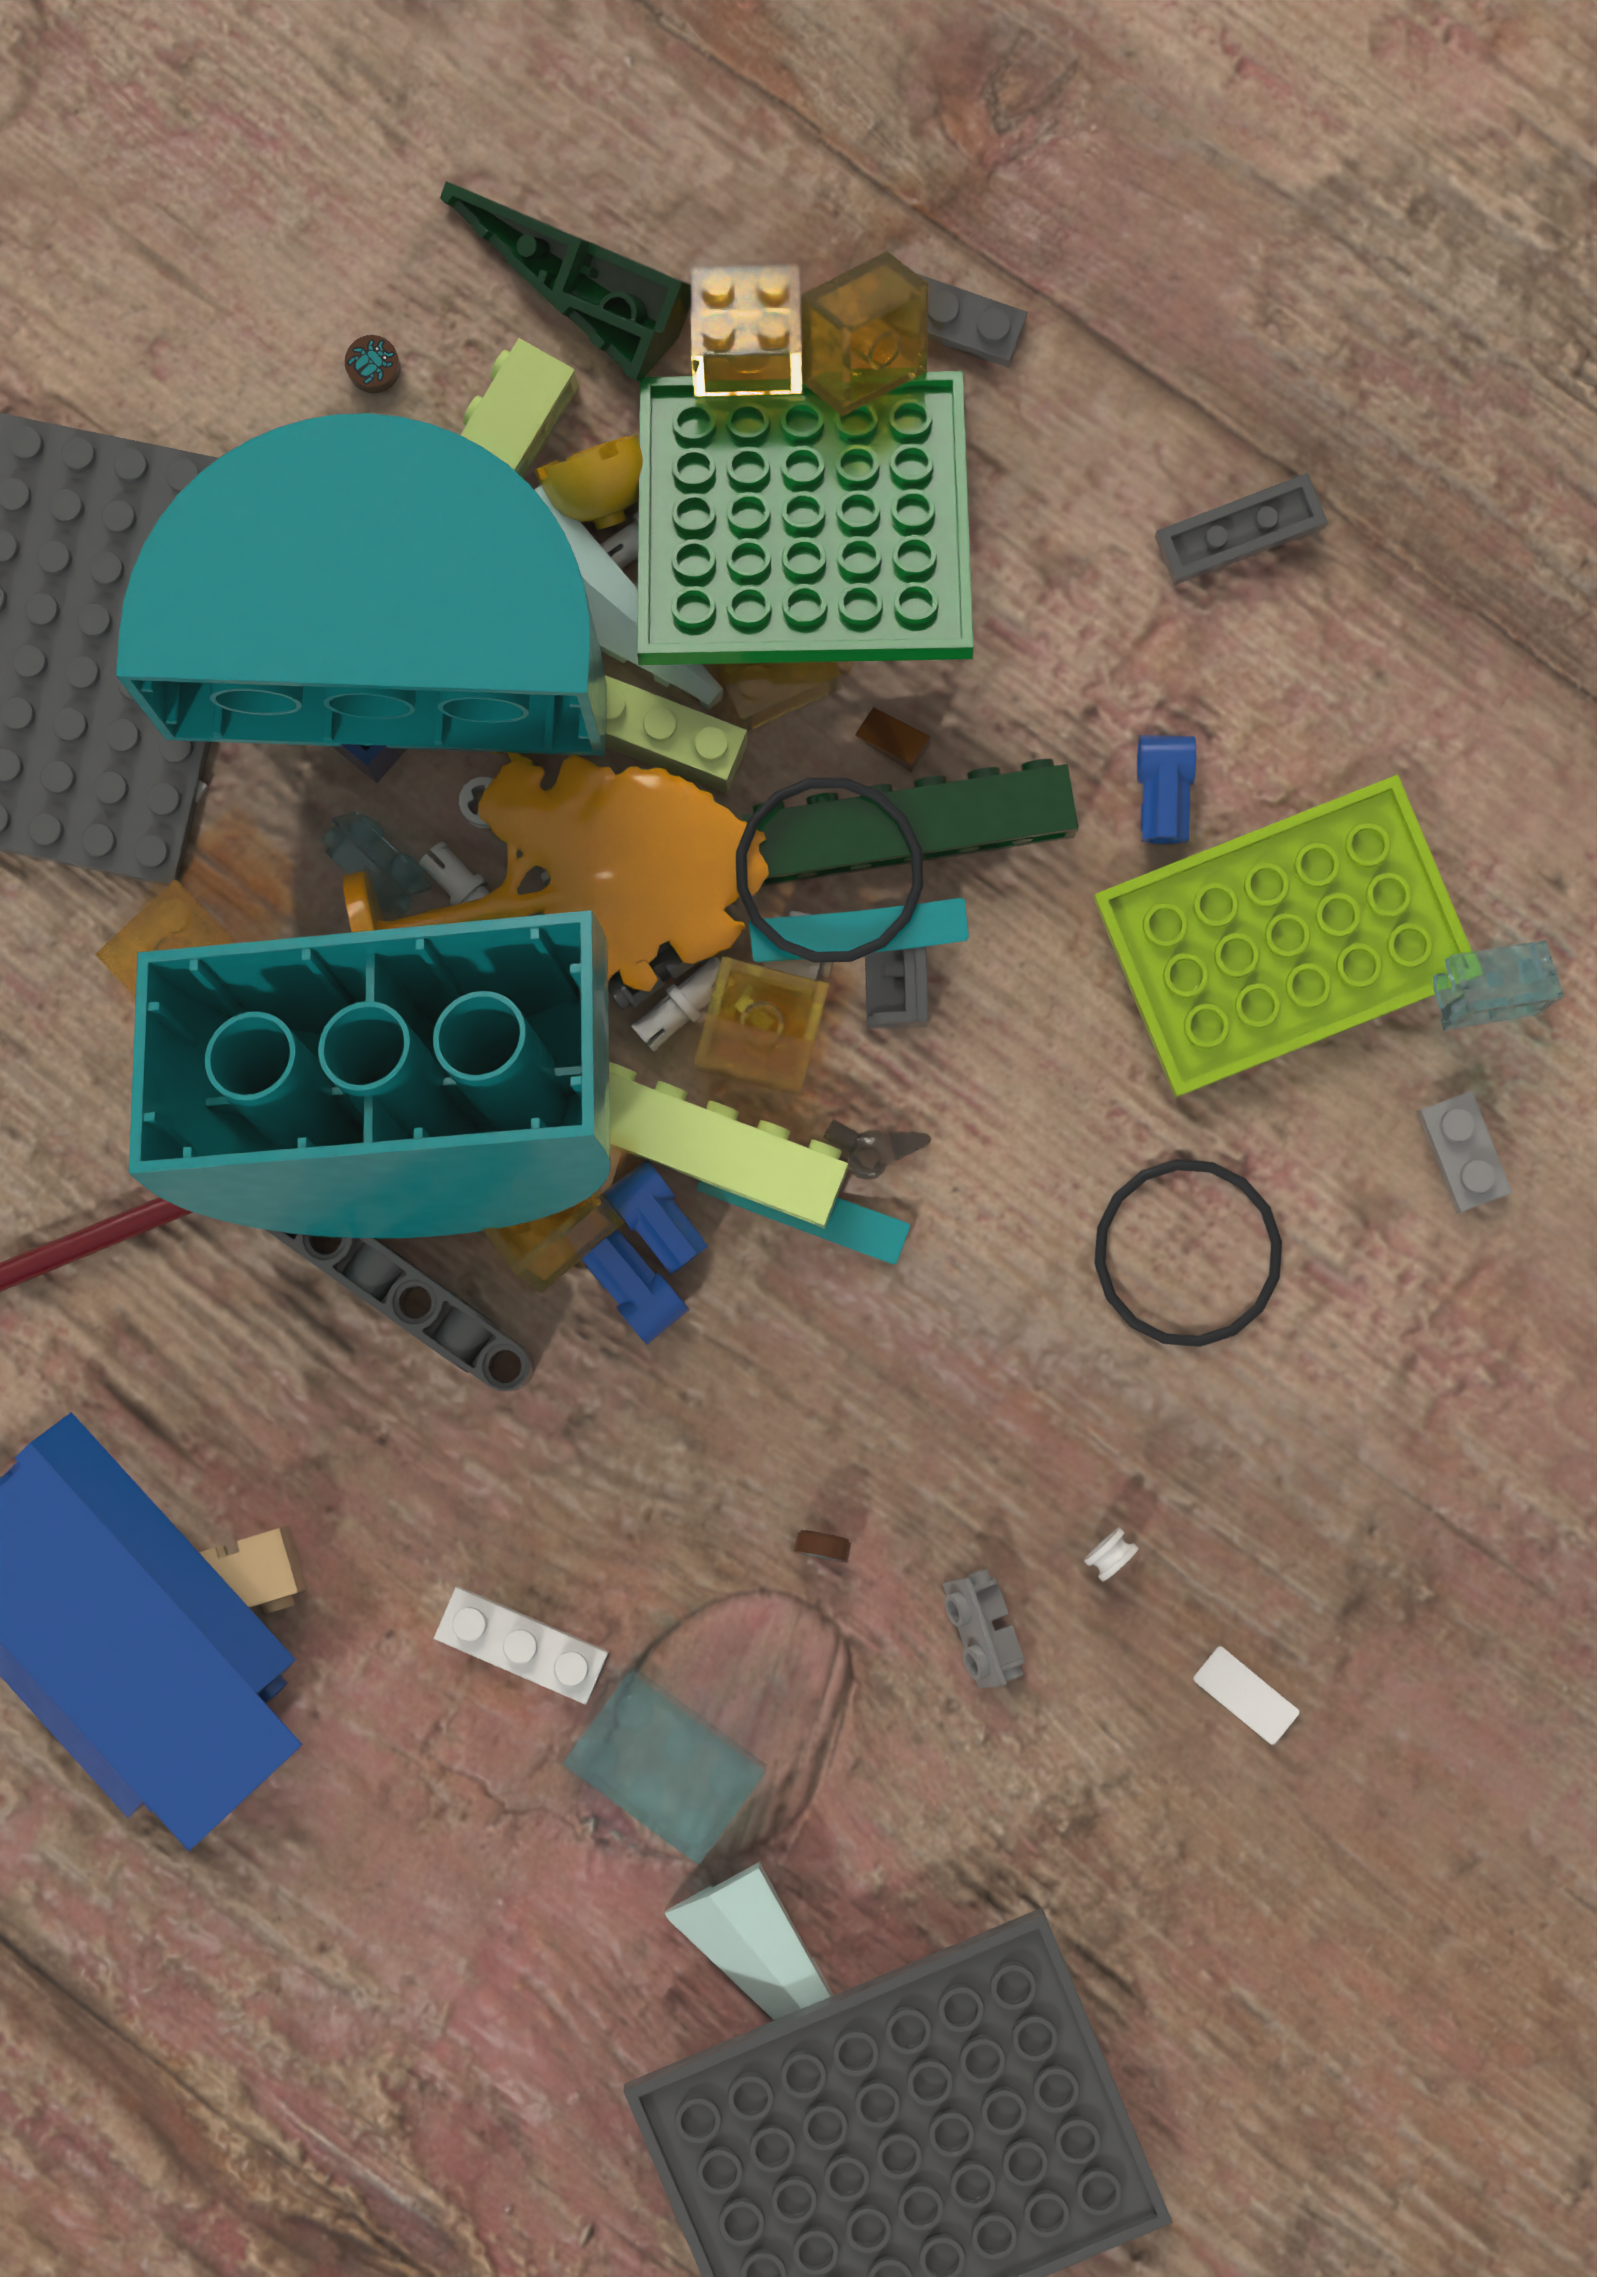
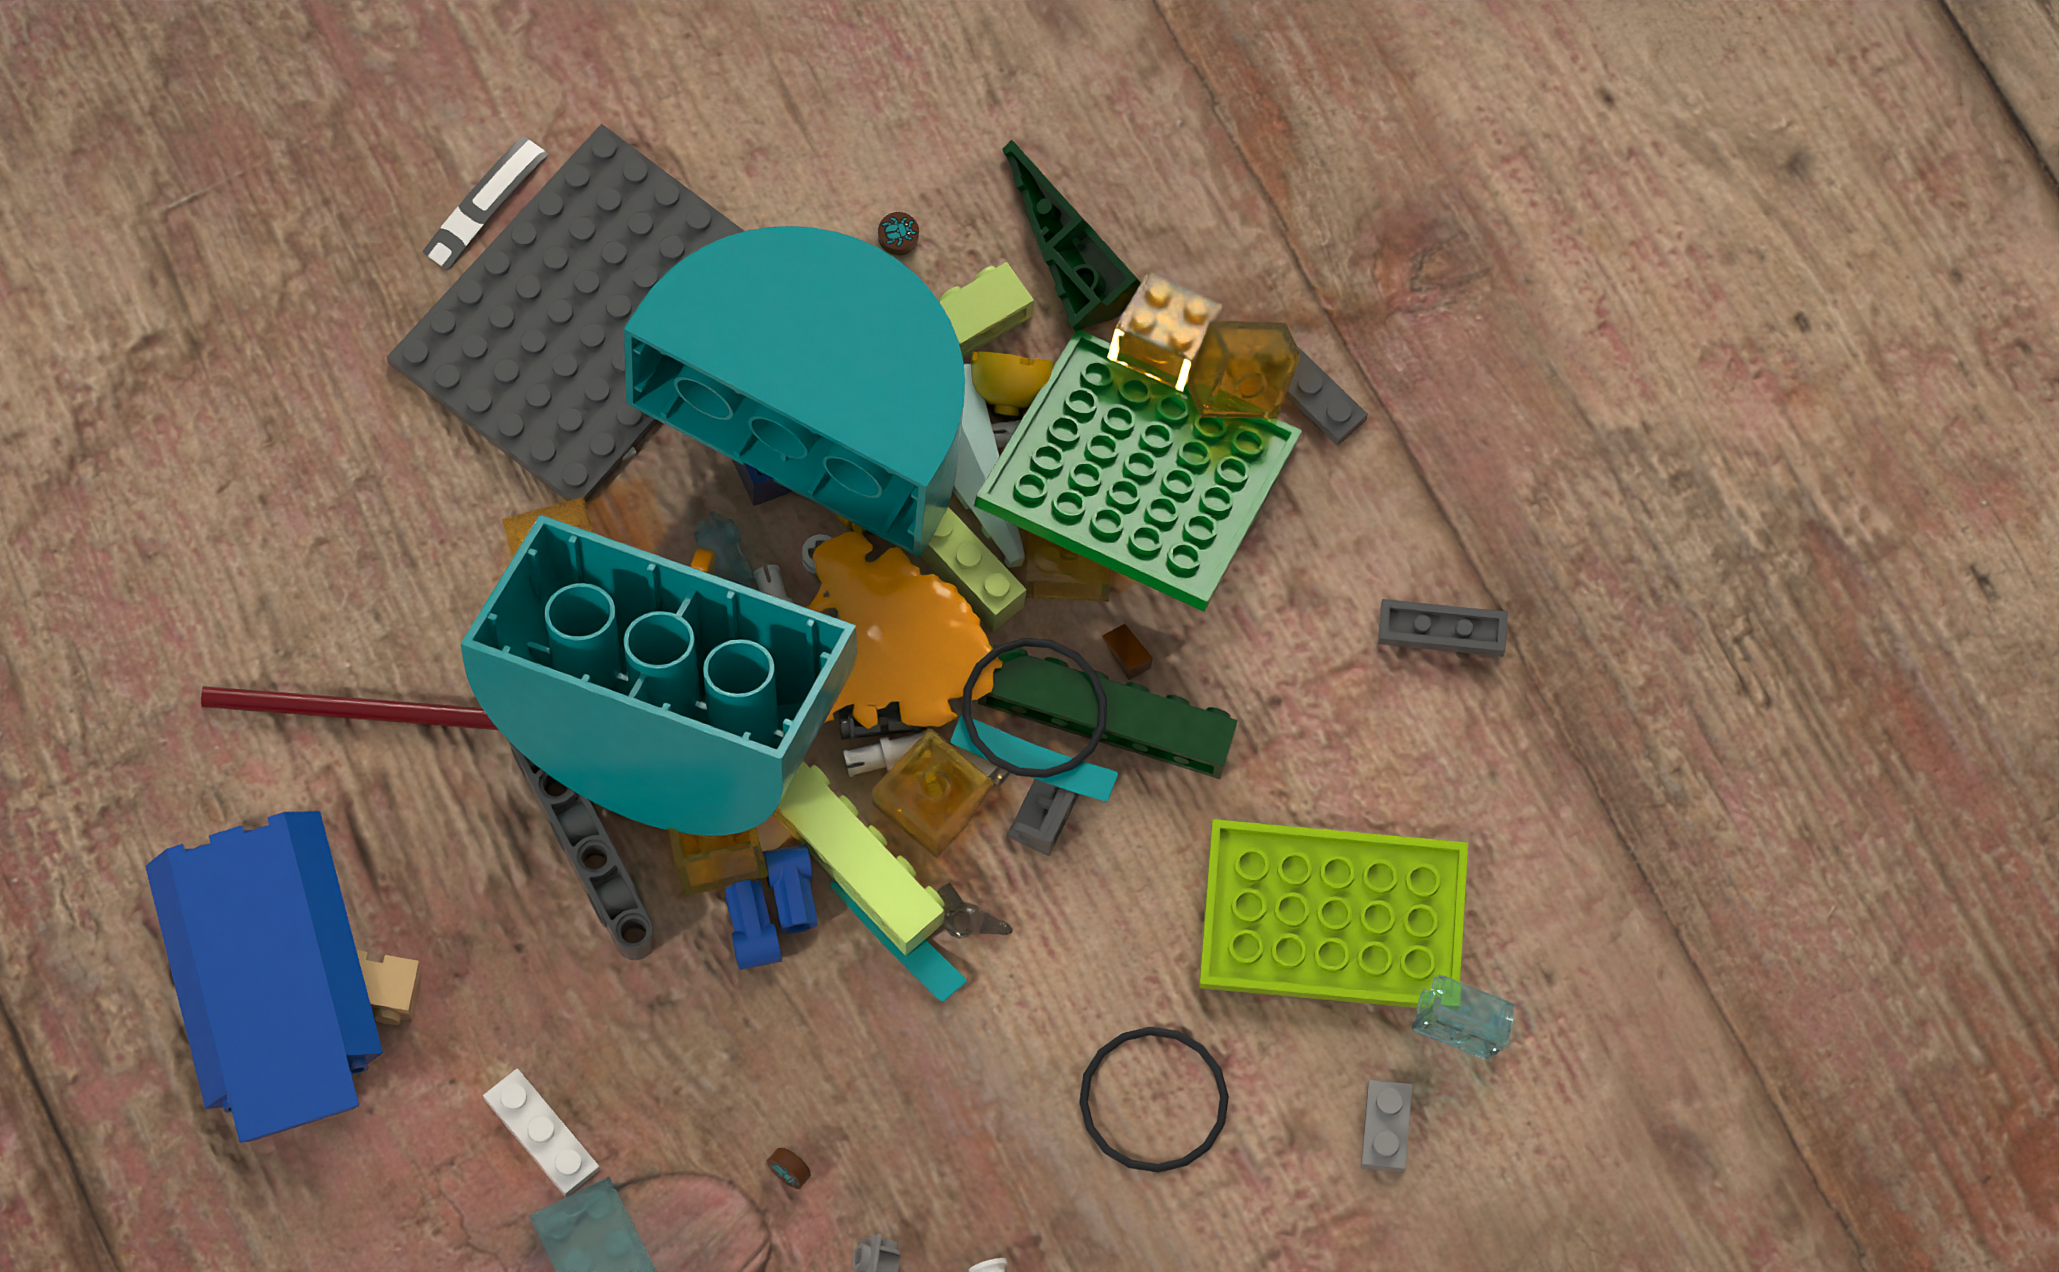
camera: 15 degrees right, 15 degrees down
(1166, 771) = (1303, 766): blue piece -> none

